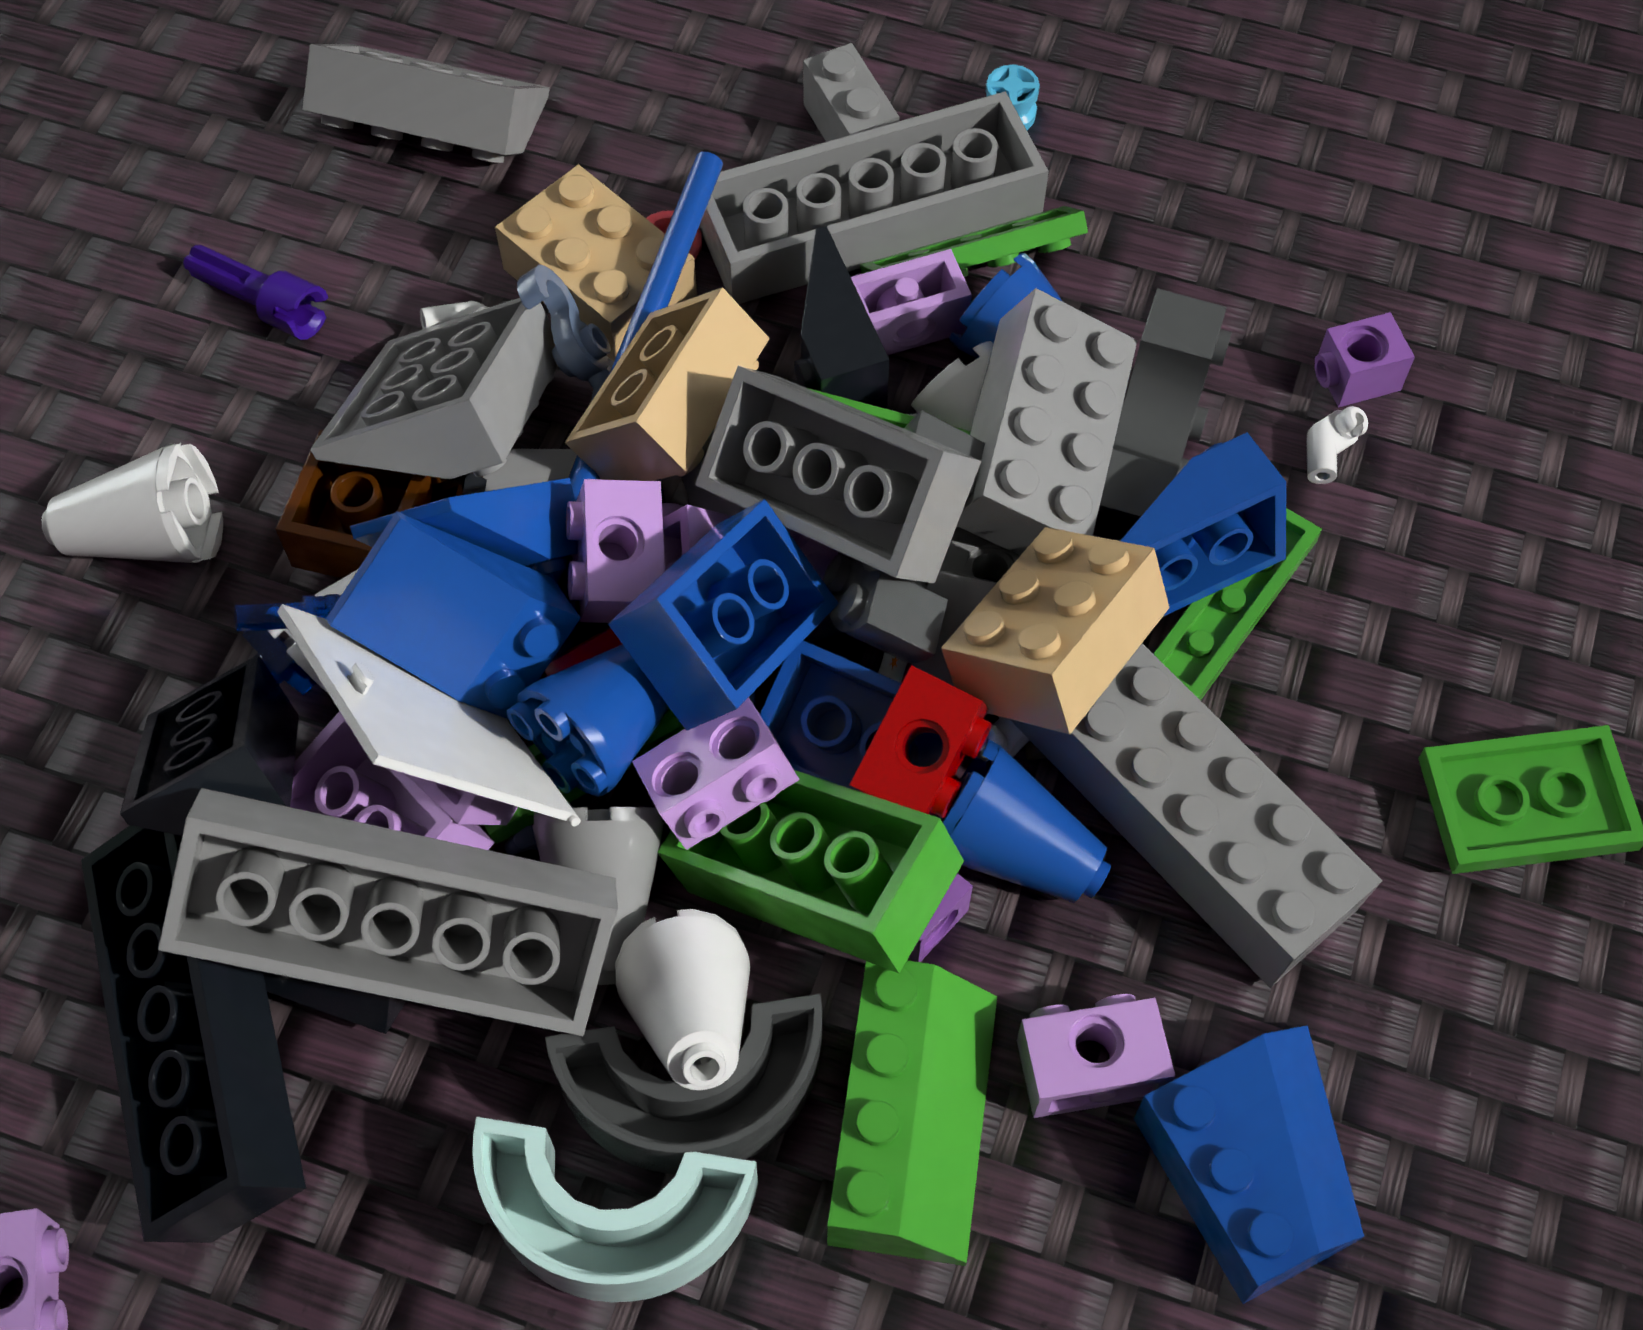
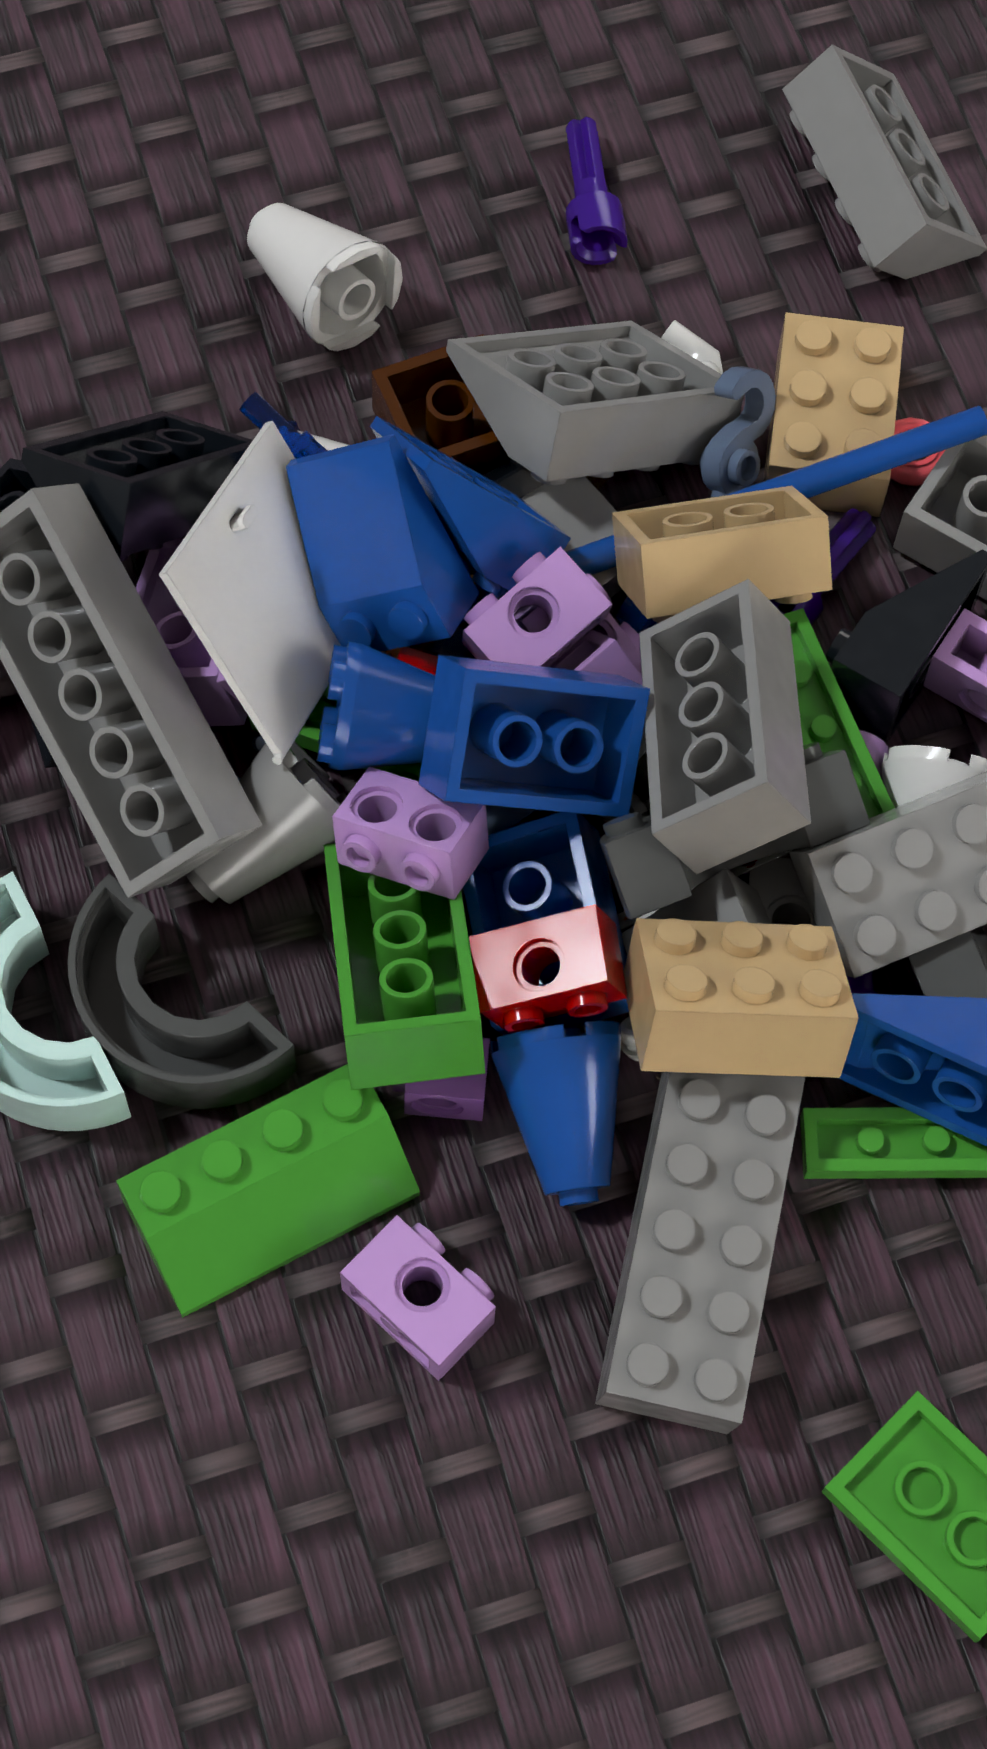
camera: 50 degrees right, 5 degrees up
(687, 993) = (221, 951): white cone -> none
(1256, 1159) = (433, 1484): blue wedge -> none

